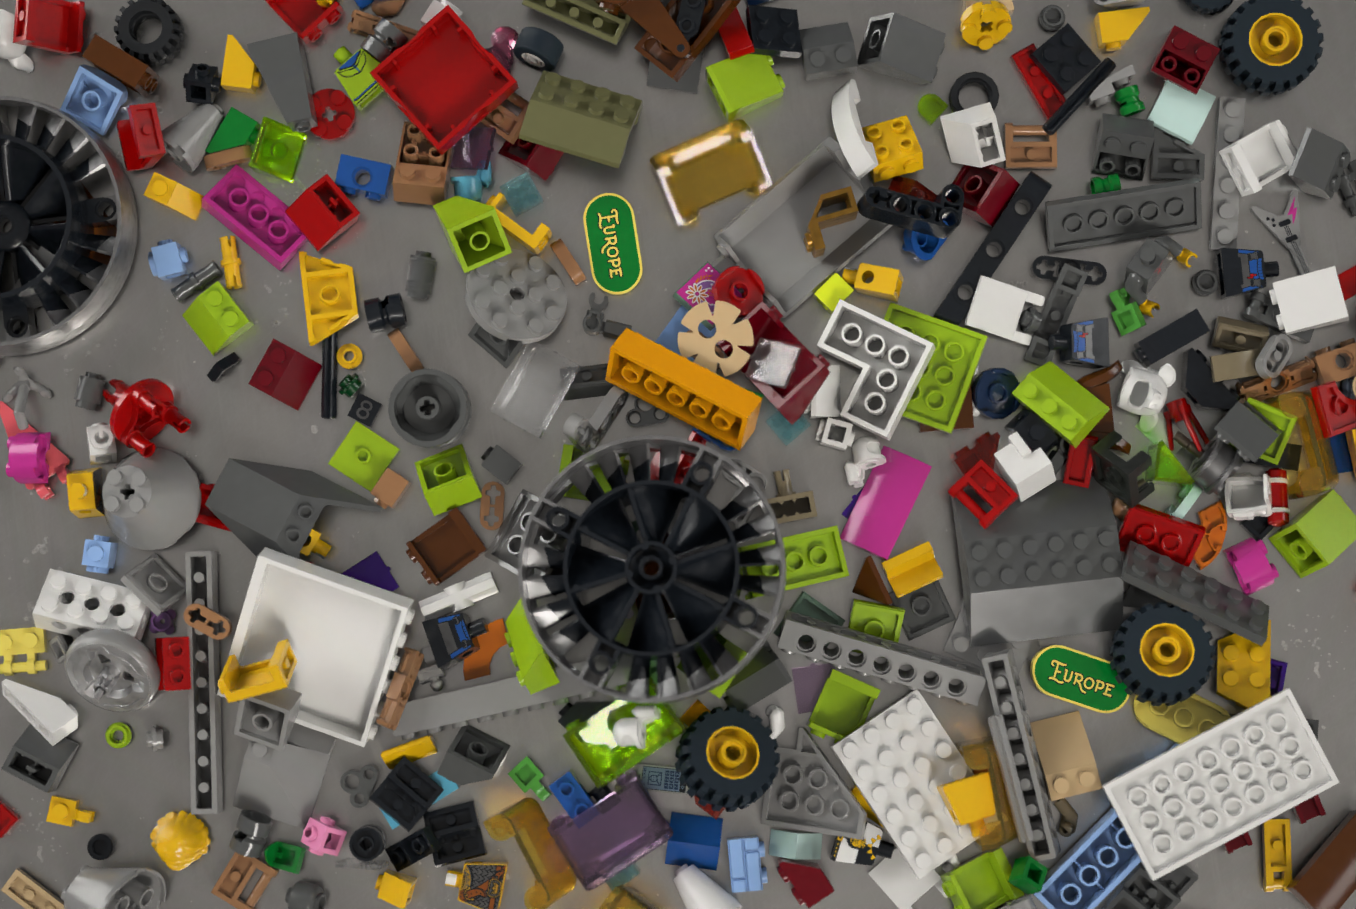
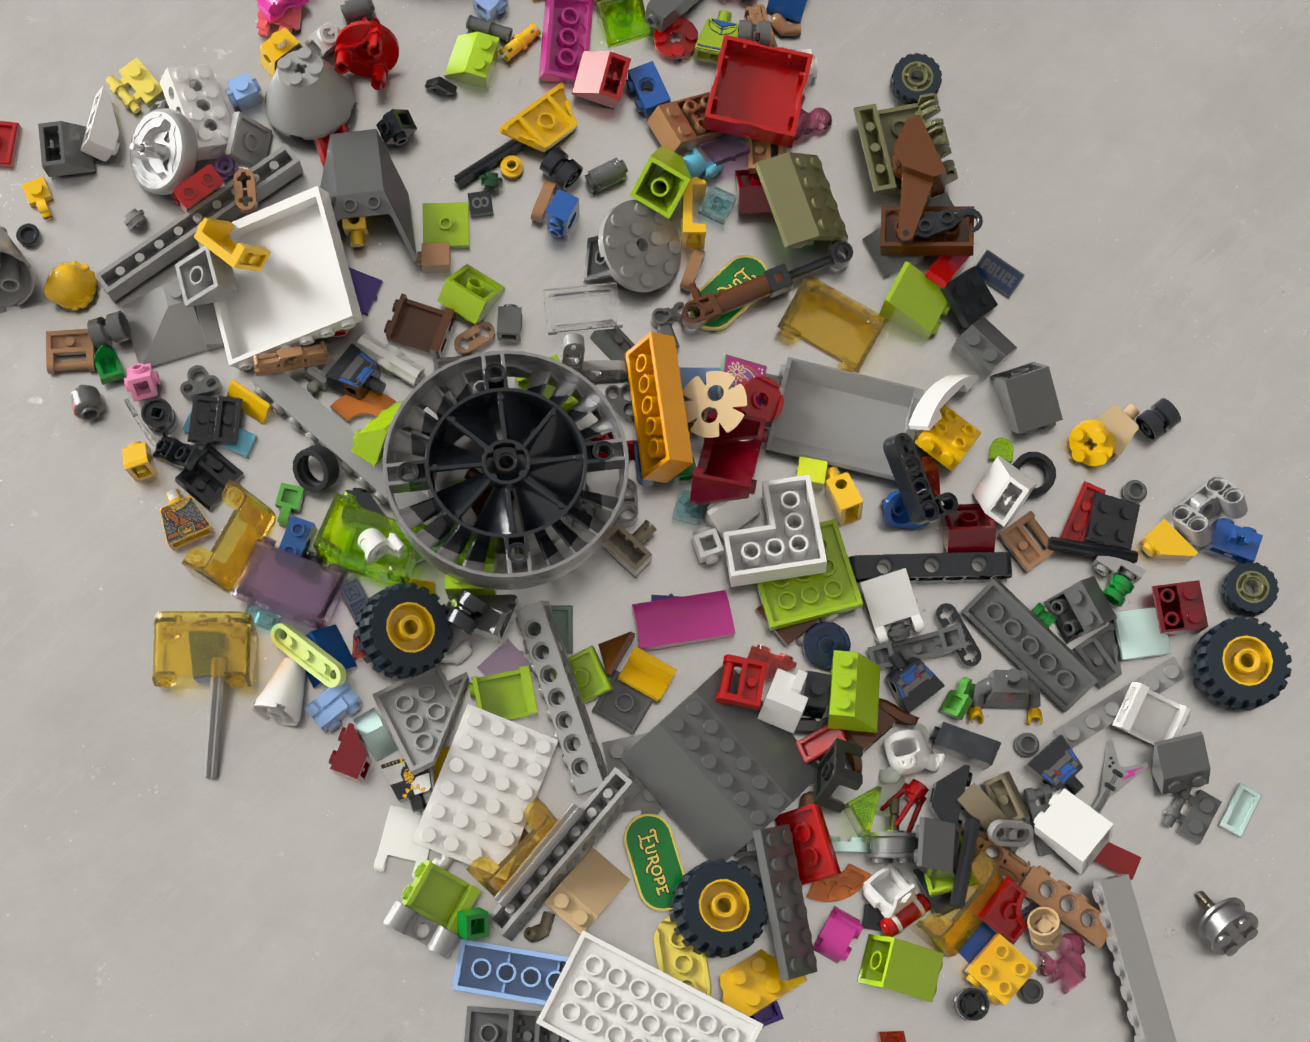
camera: 45 degrees right, 10 degrees down
(110, 735) = (117, 187): lime plate -> none
(237, 436) = (396, 126): none -> black brick
(285, 374) = (465, 130): dark red slope -> none
(410, 414) = (513, 243): dark grey piece -> none
(433, 344) = (562, 214): none -> blue brick
(472, 757) = (274, 445): dark grey slope -> none
(518, 748) = (304, 476): none -> black tyre
(538, 49) = (830, 143): black wheel -> none
(629, 218) = (770, 283): none -> reddish brown piece
(689, 857) = (308, 655): none -> yellowish green plate
(753, 693) = (467, 612): none -> black wheel
(772, 363) = (725, 457): clear piece -> none
(809, 559) = (596, 588): lime plate -> none
(813, 238) = (868, 424): pearl gold piece -> none
(866, 456) = (707, 580): white piece -> none
(969, 800) = (498, 835): yellow torso -> none
(1275, 416) = (964, 863): none -> black axle

